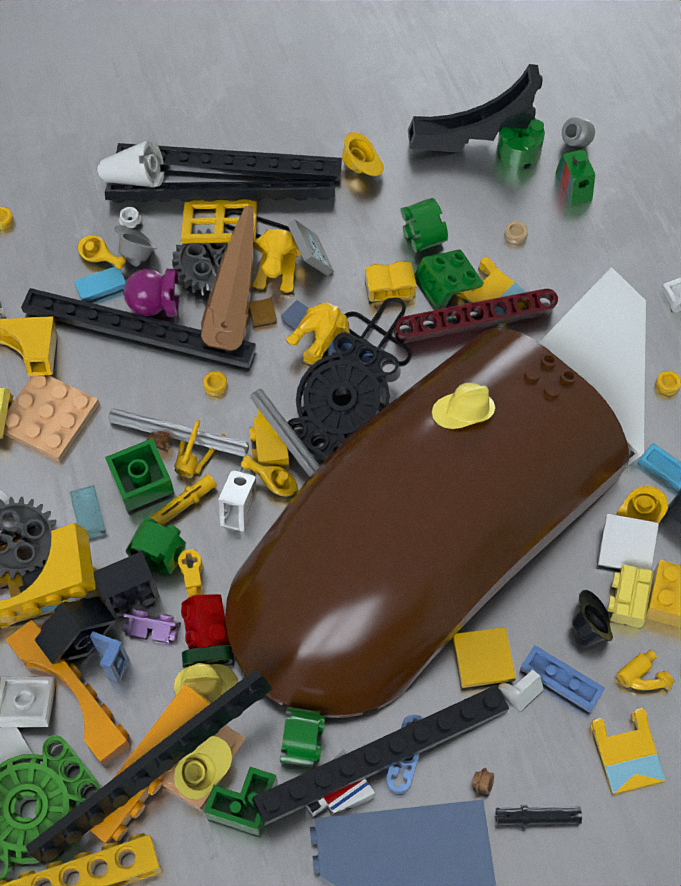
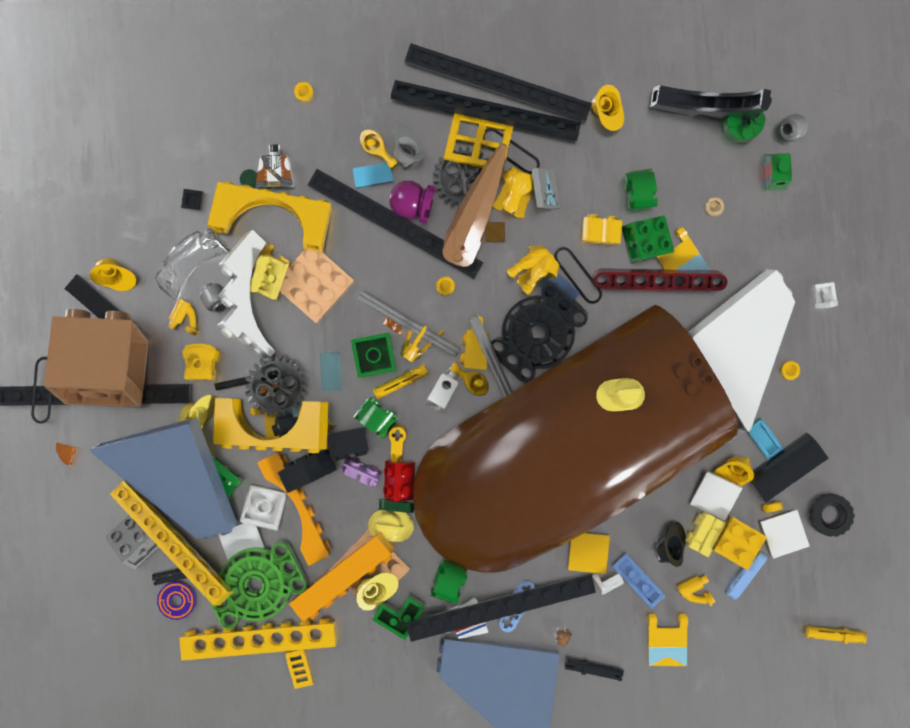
camera: 15 degrees right, 25 degrees up
(114, 656) = (333, 492): medium blue panel -> none
(130, 213) = (407, 113): white plate -> none
(134, 166) = (419, 75): white cone -> none
(149, 767) = (347, 585): black plate -> none
(294, 314) = (521, 242): sand blue tile -> none
(393, 325) = (594, 268): black piece -> none

